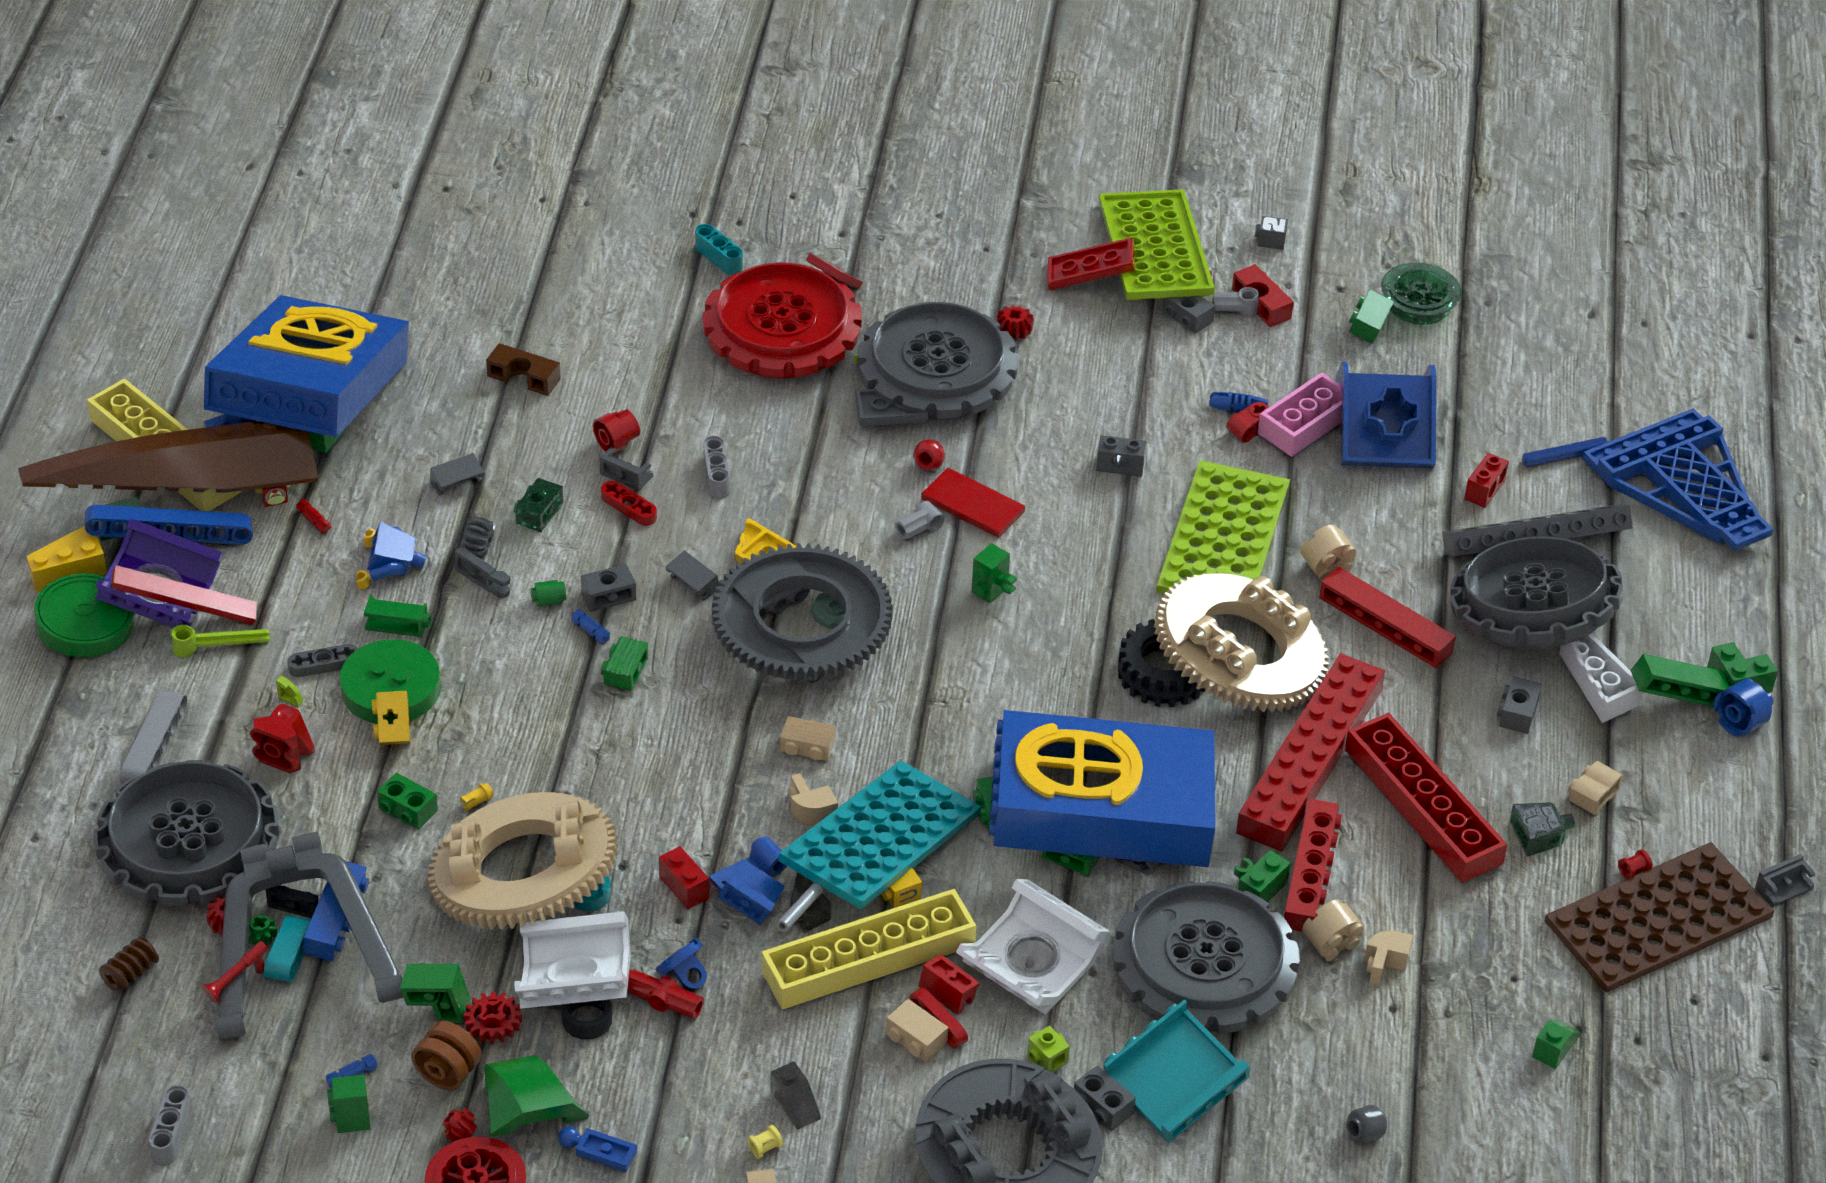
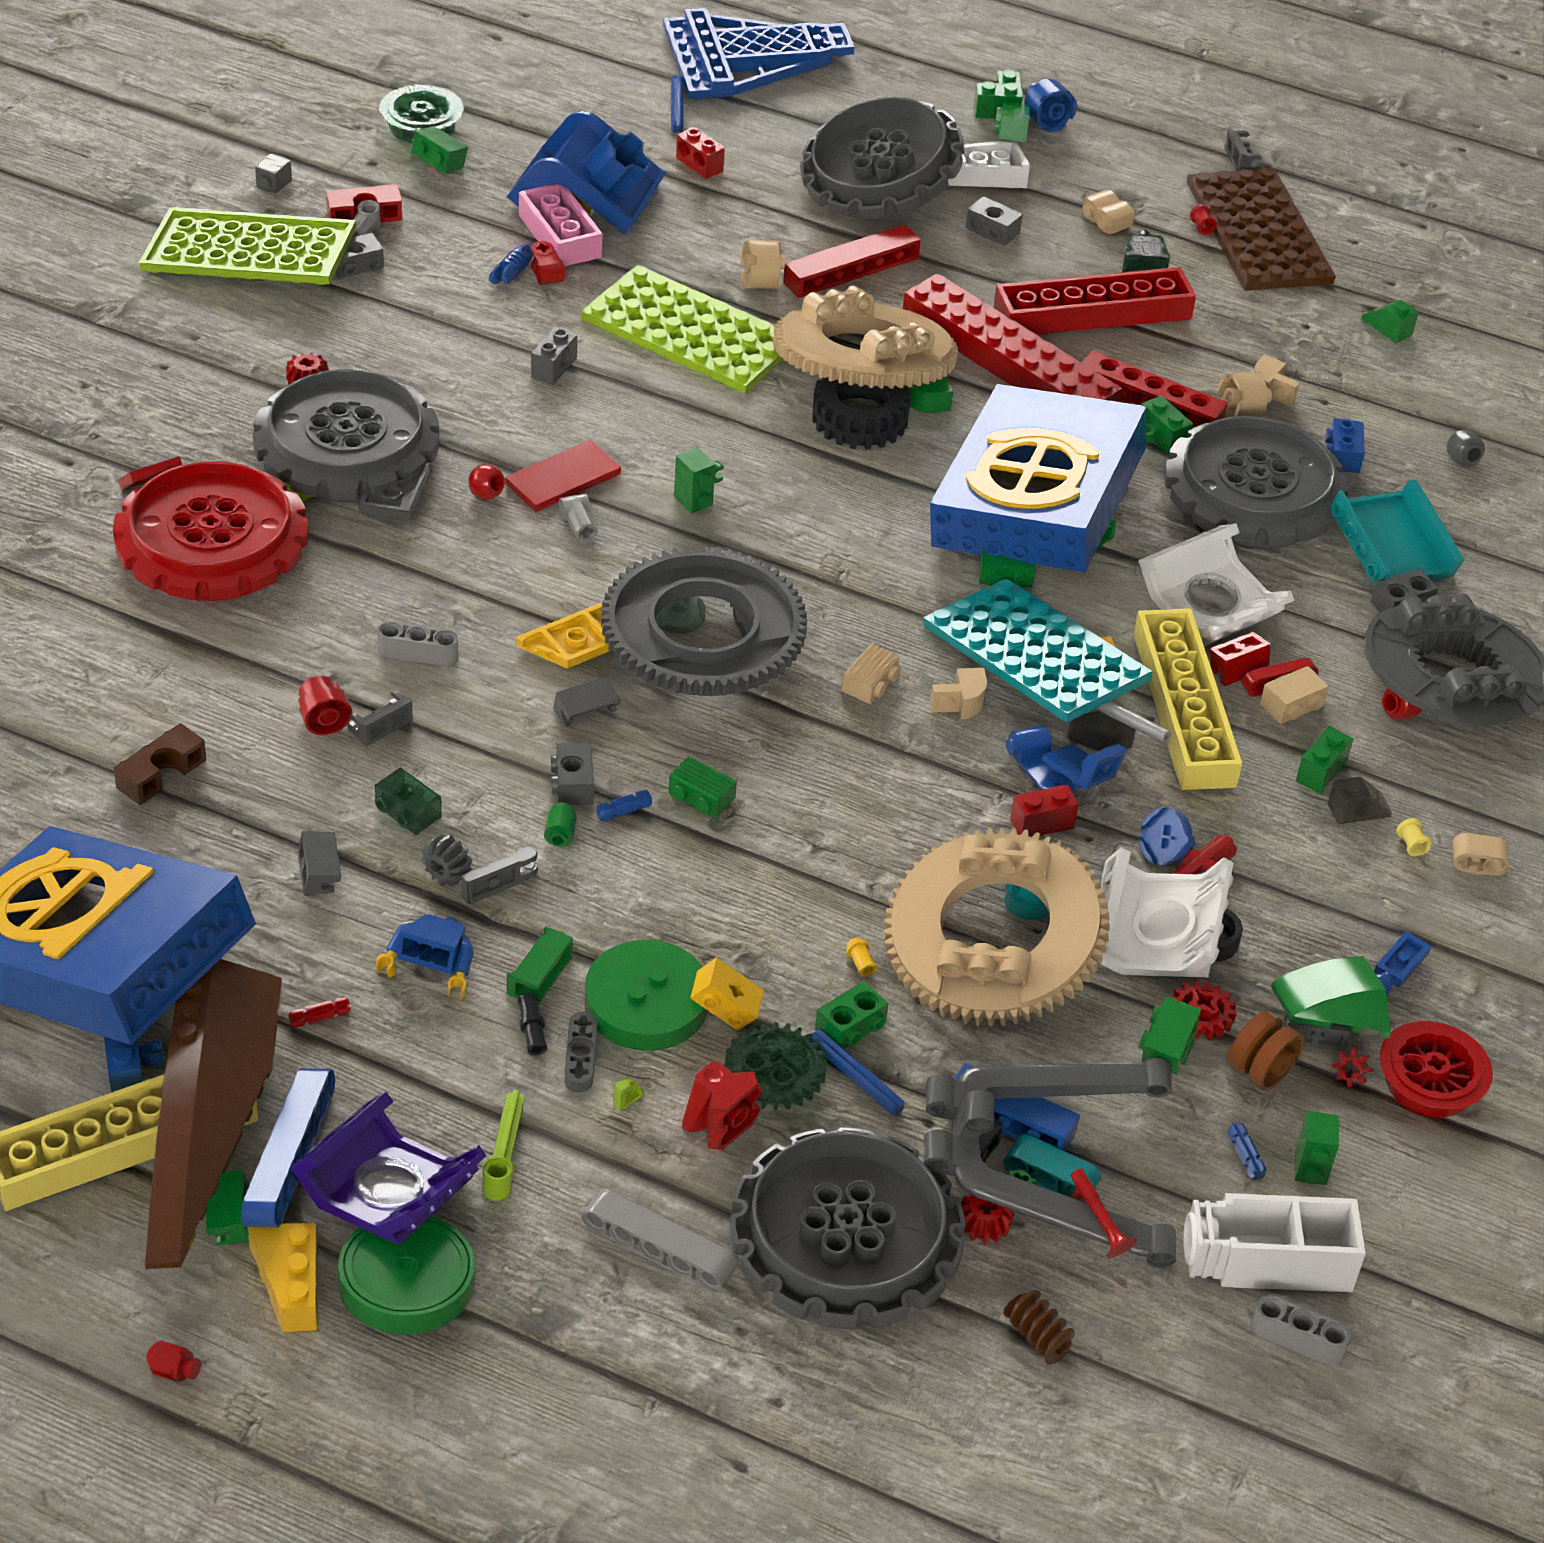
camera: 75 degrees left, 0 degrees up
(183, 595) = (440, 1149): tile -> none
(238, 1087) = (1276, 1242): none -> white piece
(338, 626) = (532, 1024): none -> black pin
(352, 821) = (858, 1073): none -> blue axle
(356, 773) = (782, 1061): none -> clear green gear
(641, 511) = (417, 738): red beam -> none
(718, 249) = (45, 555): teal beam -> none
(835, 1061) = (1324, 759): none -> green brick
(1048, 1049) = (1343, 612): lime brick -> none
(1091, 263) = (255, 293): red tile -> none
(1214, 712) = (932, 397): none -> green brick
(1315, 1026) = (1347, 443): none -> blue brick
(1560, 525) = (783, 144): dark grey brick -> none

